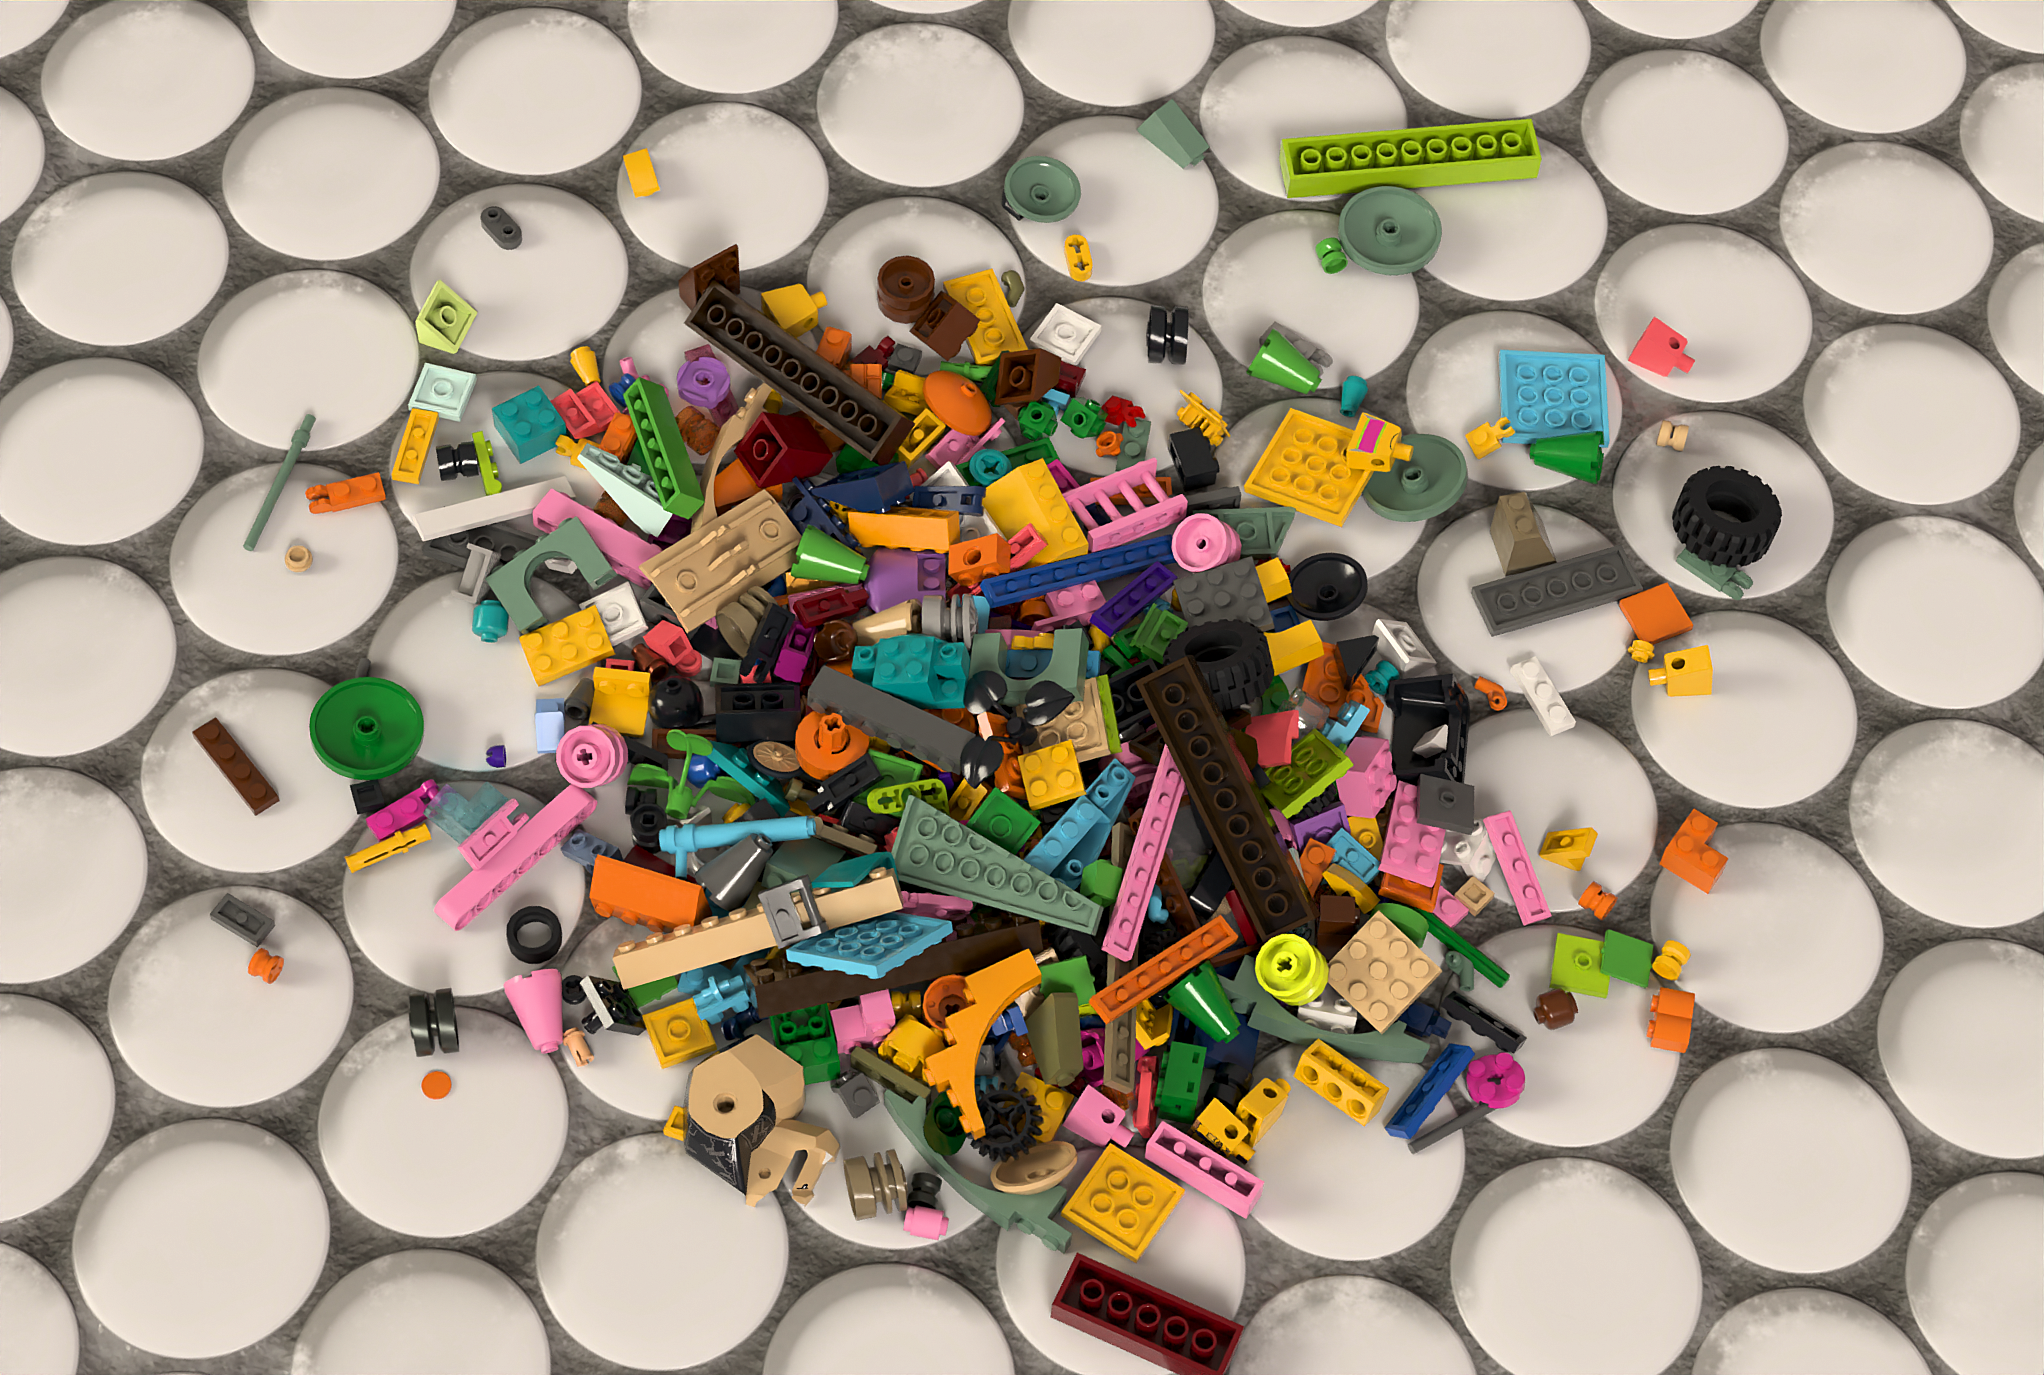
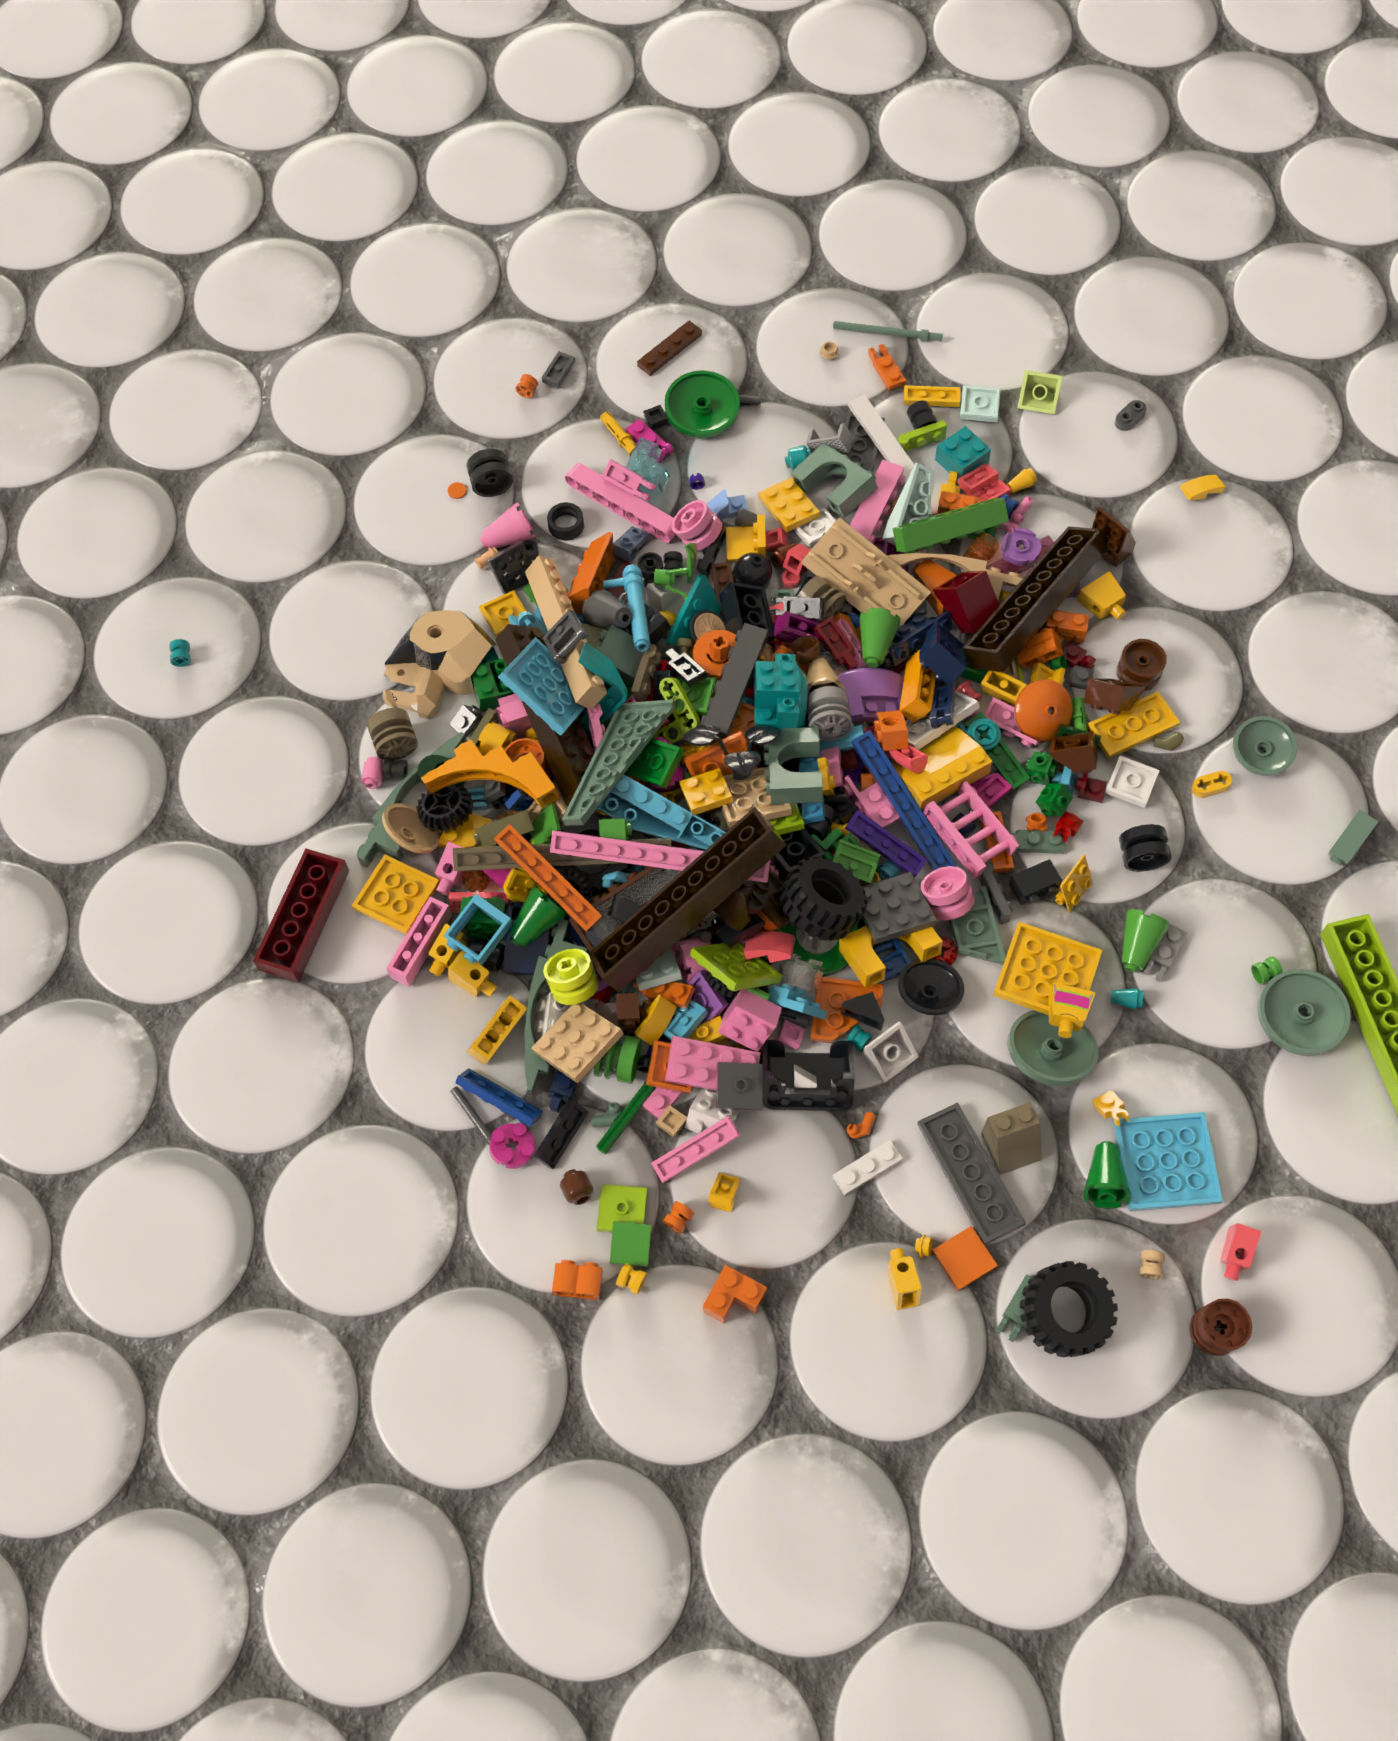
camera: 90 degrees right, 5 degrees up
(1236, 1054) = (457, 926): none -> medium azure window
(1747, 383) = (1232, 1321): none -> copper wheel

